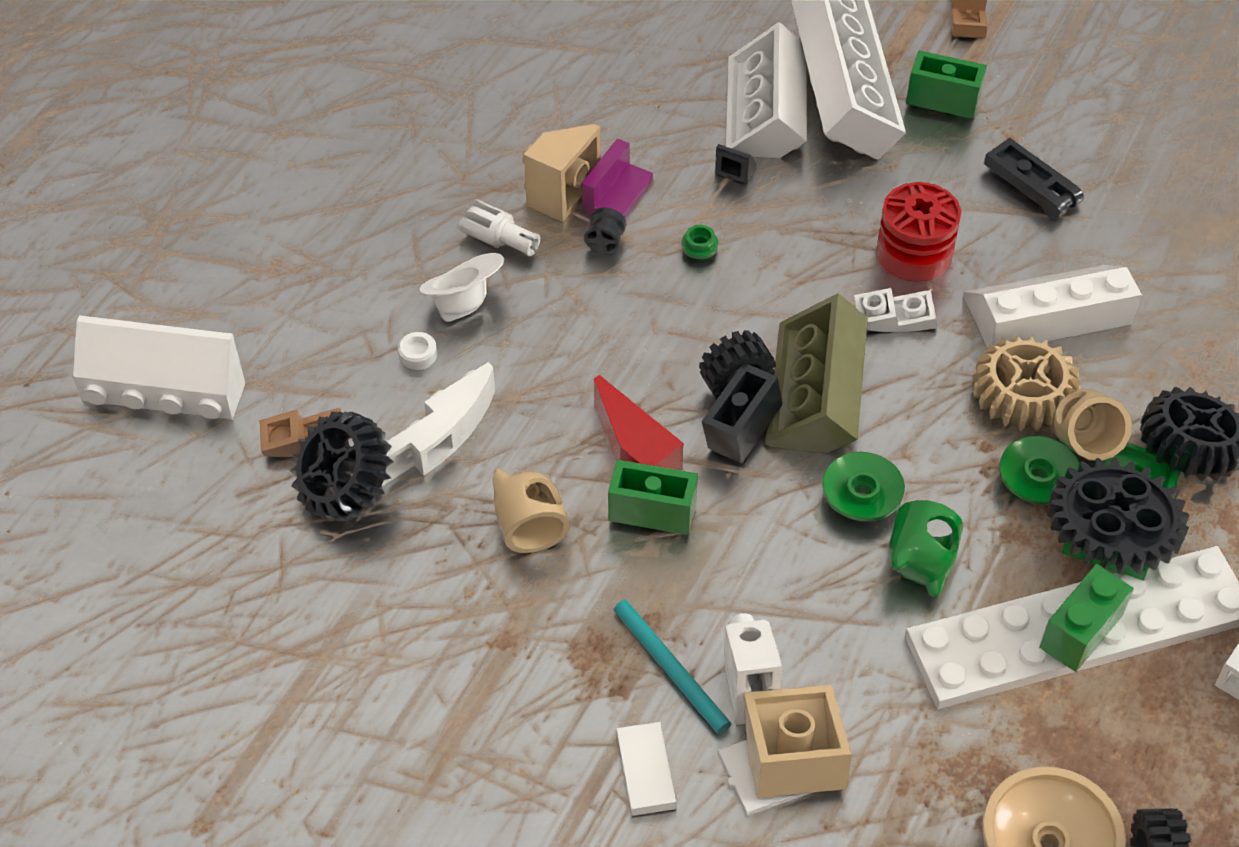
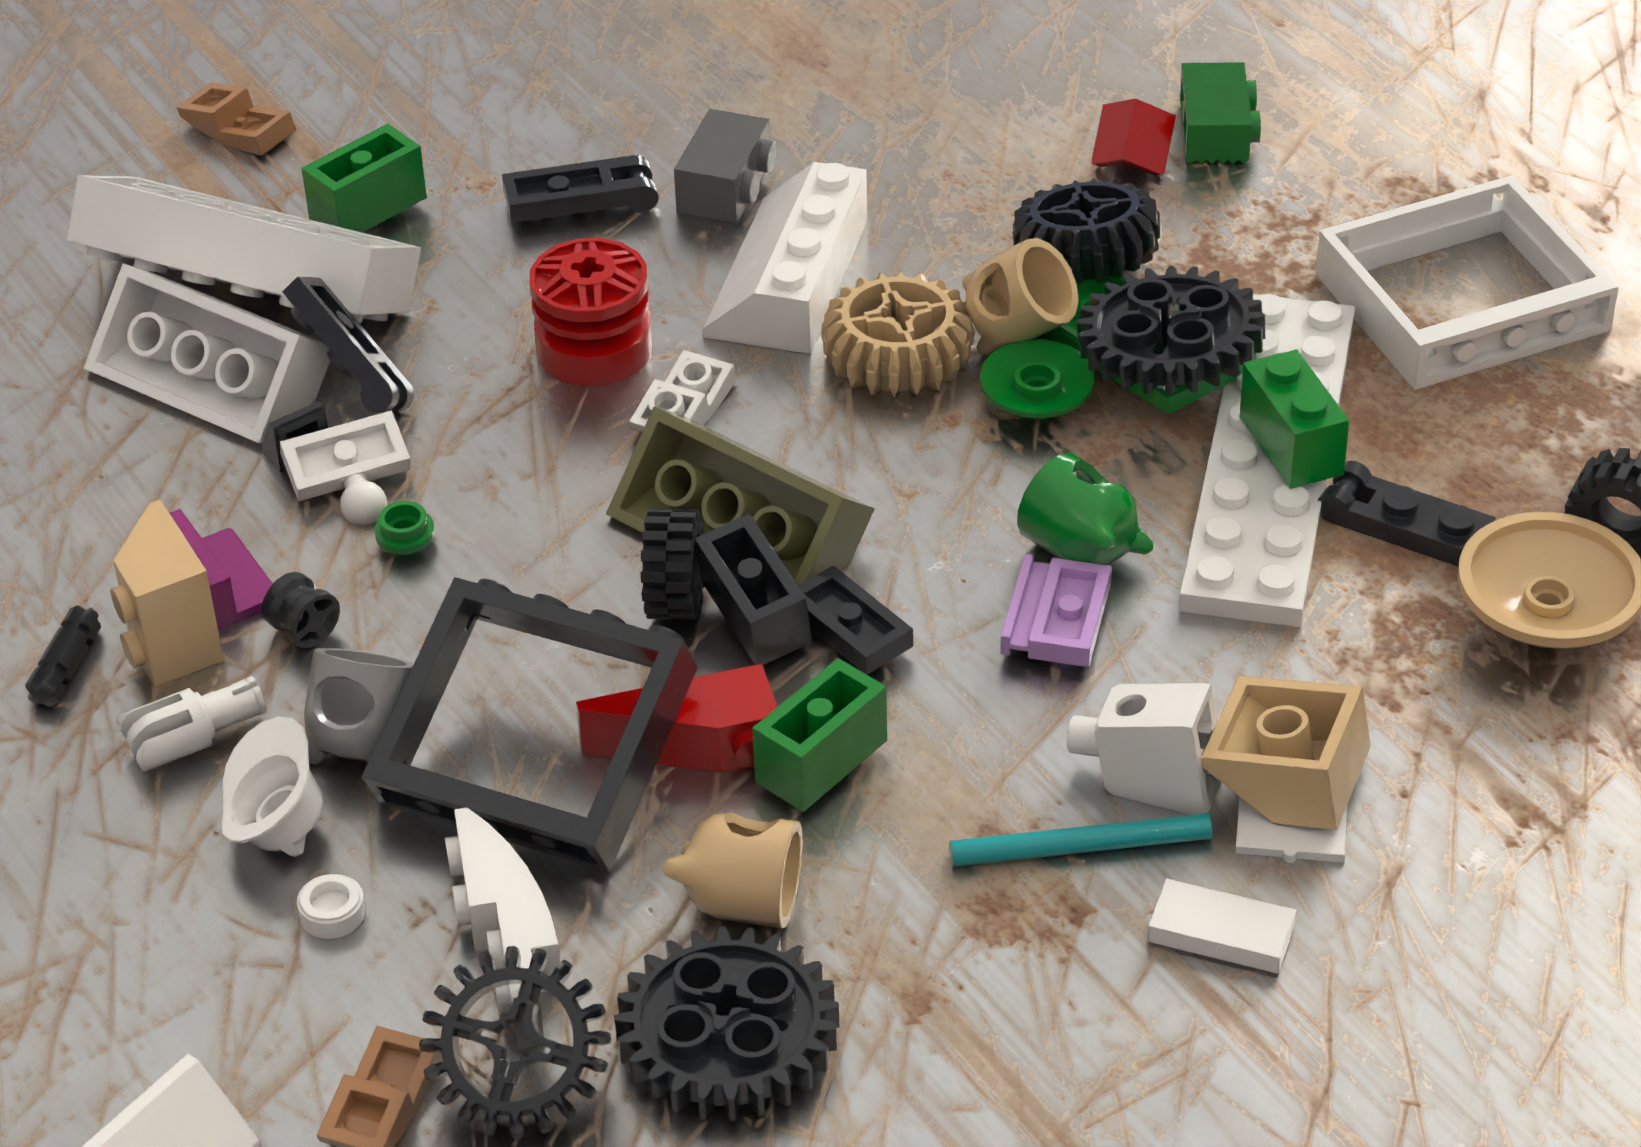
camera: 60 degrees left, 10 degrees down
(463, 545) = (727, 1023): none -> black gear
(509, 160) = (63, 656): none -> black axle
(543, 285) = (350, 701): none -> light grey piece
(584, 414) = (581, 839): none -> black window
(730, 191) = (348, 460): none -> white plate
(766, 472) = (854, 621): none -> black plate
(801, 143) = (350, 345): none -> black plate
(846, 570) = (1056, 610): none -> lavender plate
(865, 474) = (945, 538): green dish -> none
(1077, 724) = (1399, 514): none -> black plate
(1107, 230) = (724, 165): none -> dark grey brick

